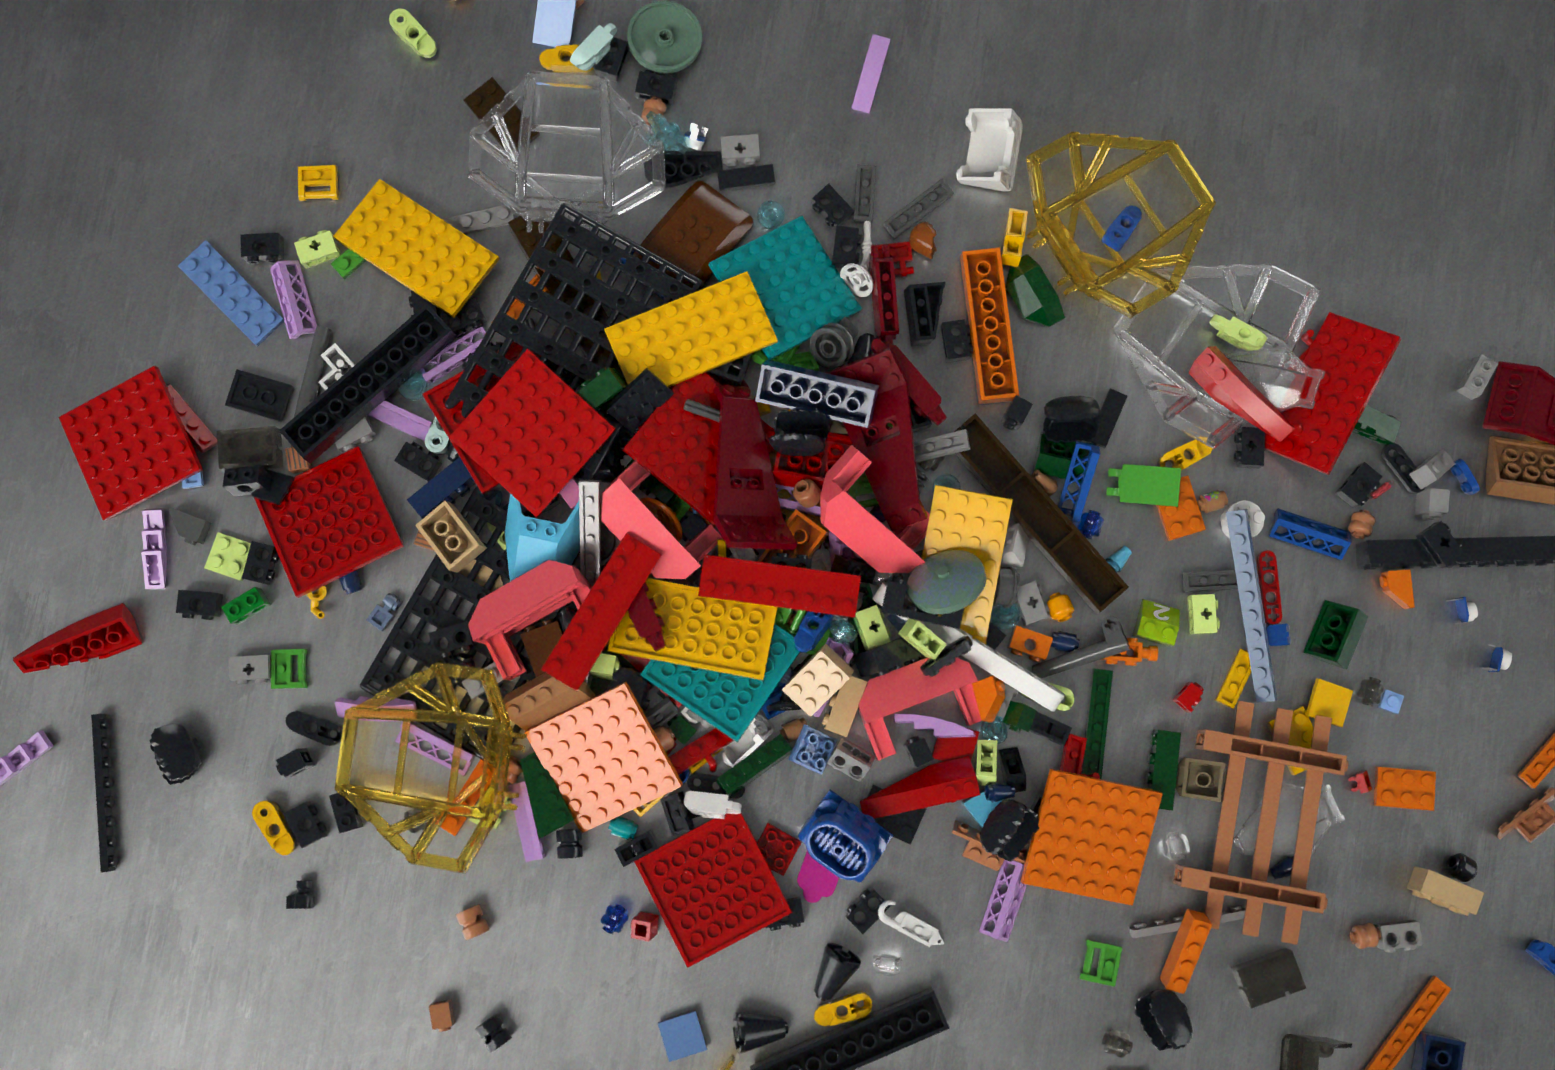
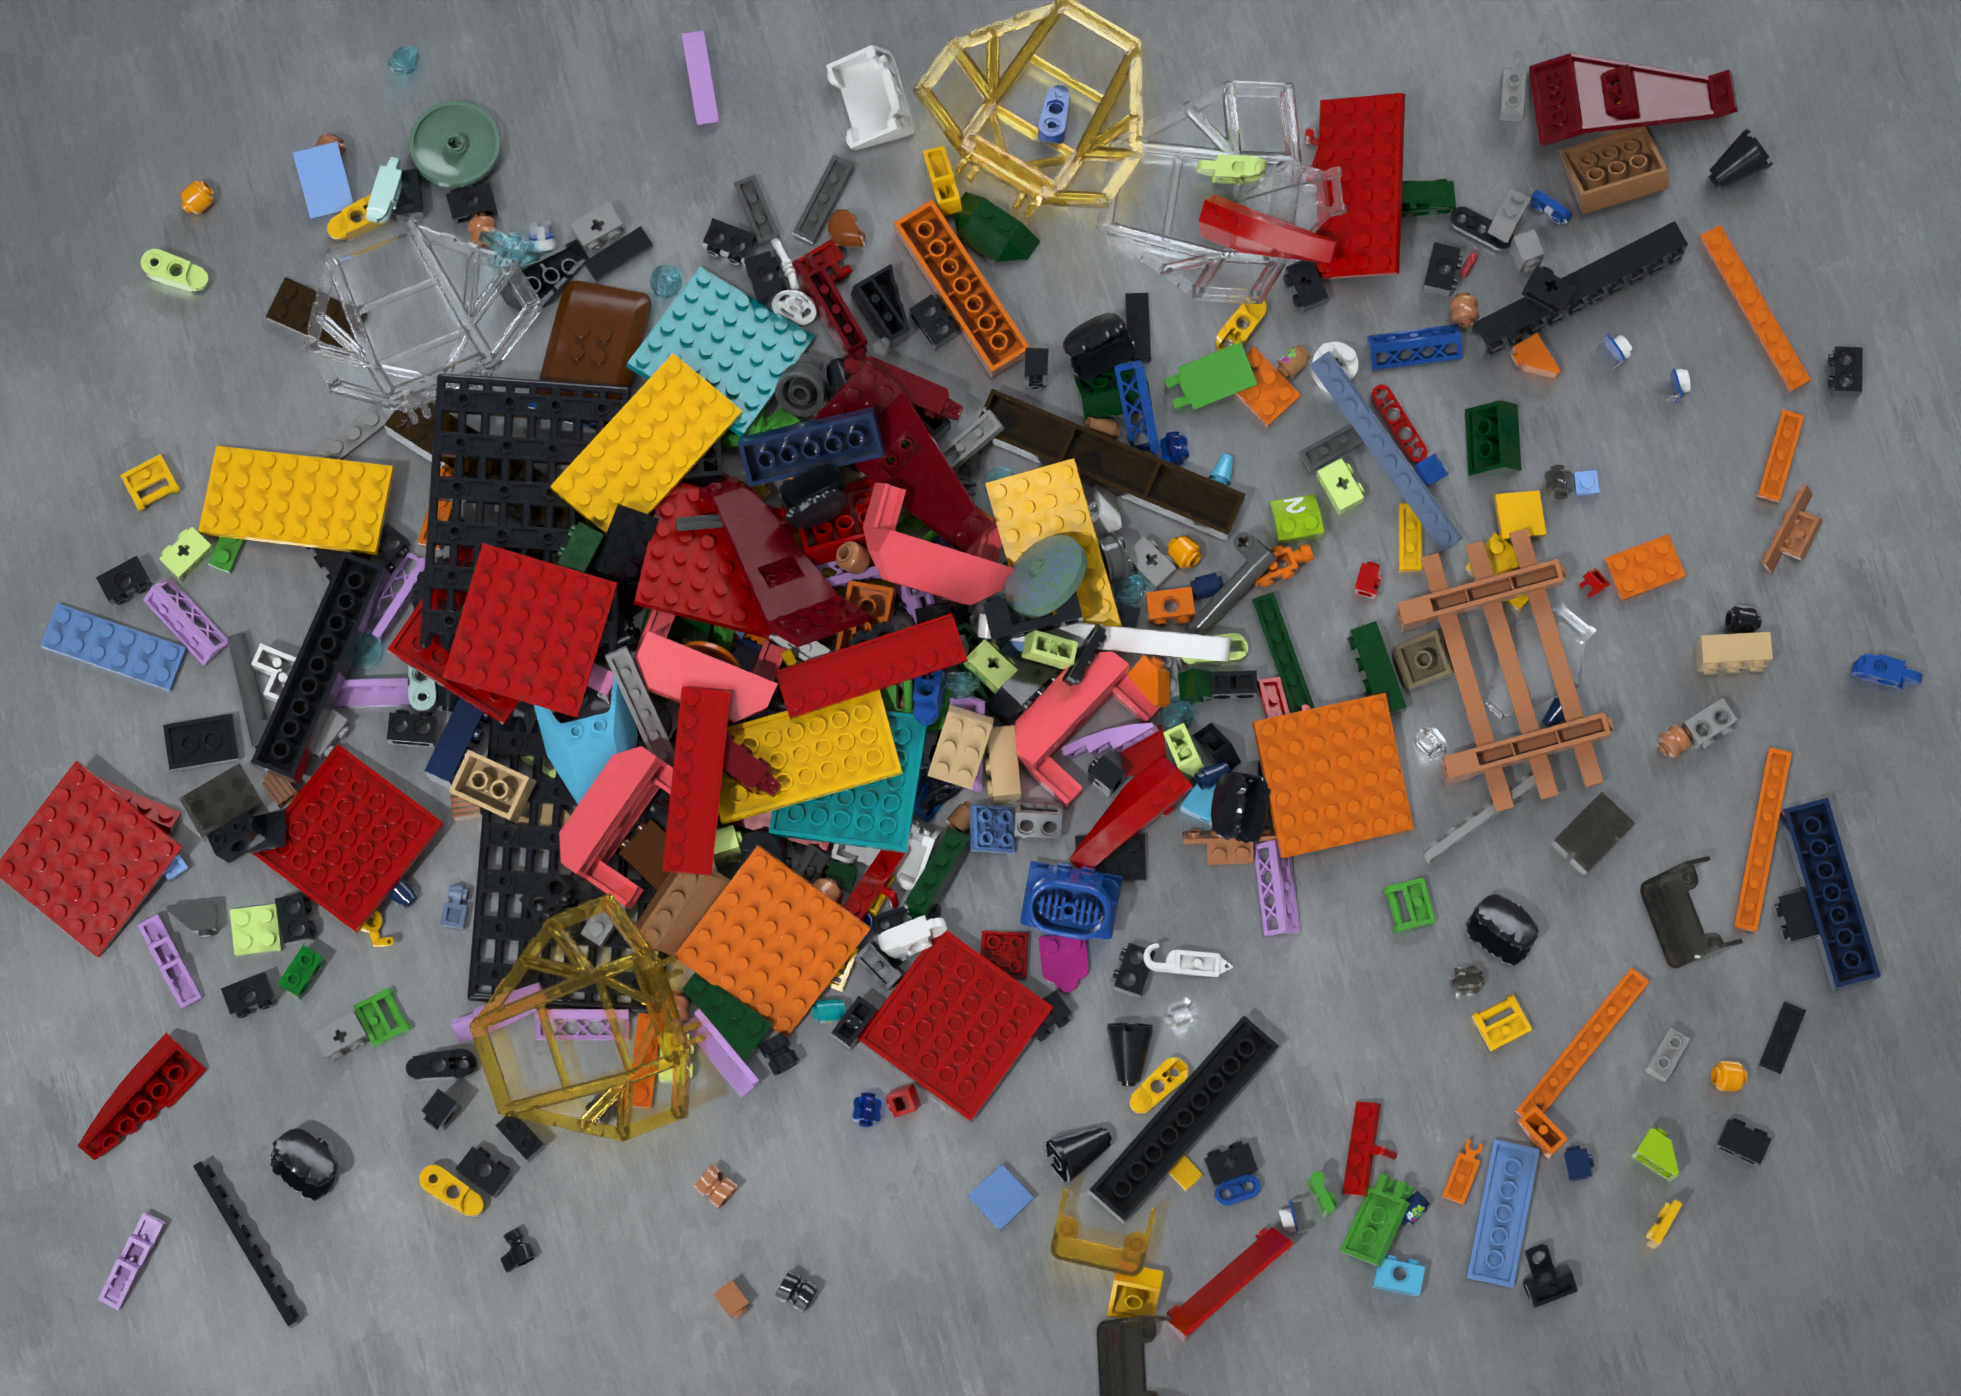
camera: 20 degrees left, 5 degrees down
(1185, 951) = (1489, 846): orange brick -> none

